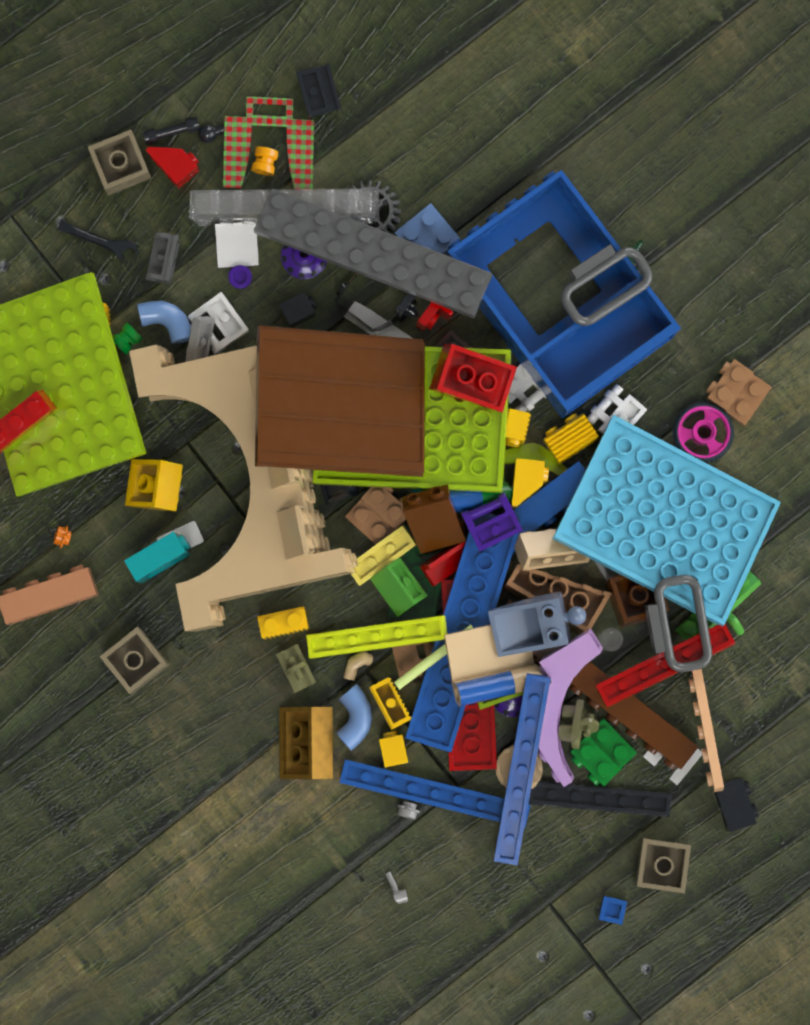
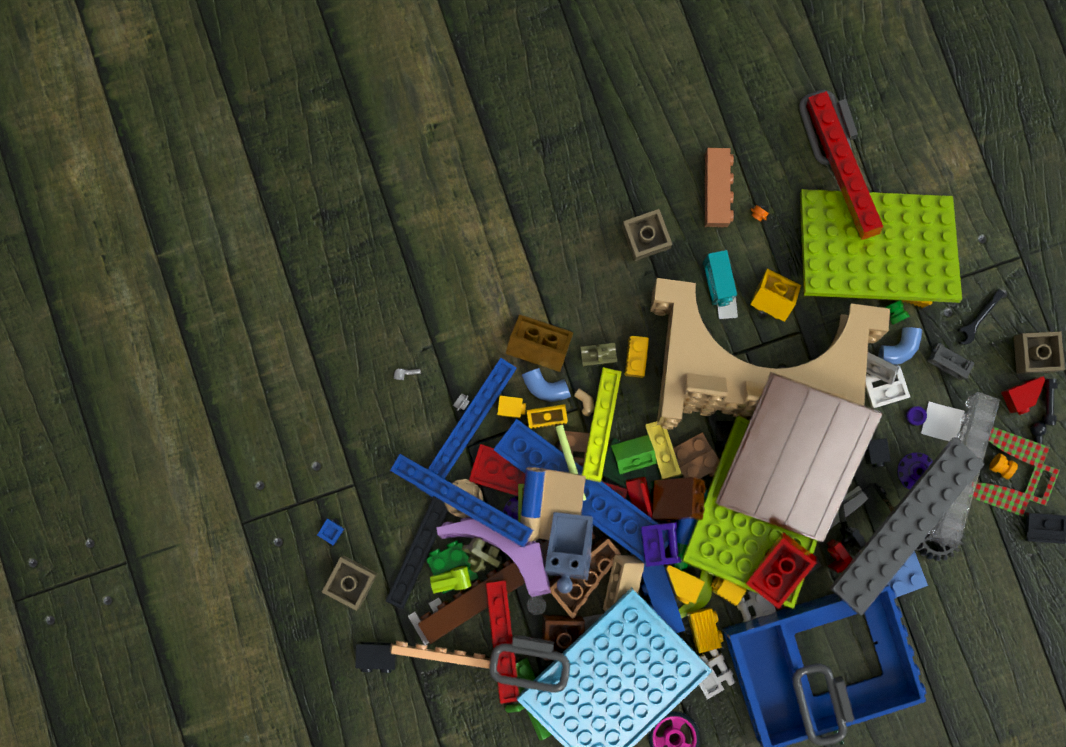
camera: 110 degrees right, 0 degrees up
(614, 743) = (456, 579): none -> lime piece

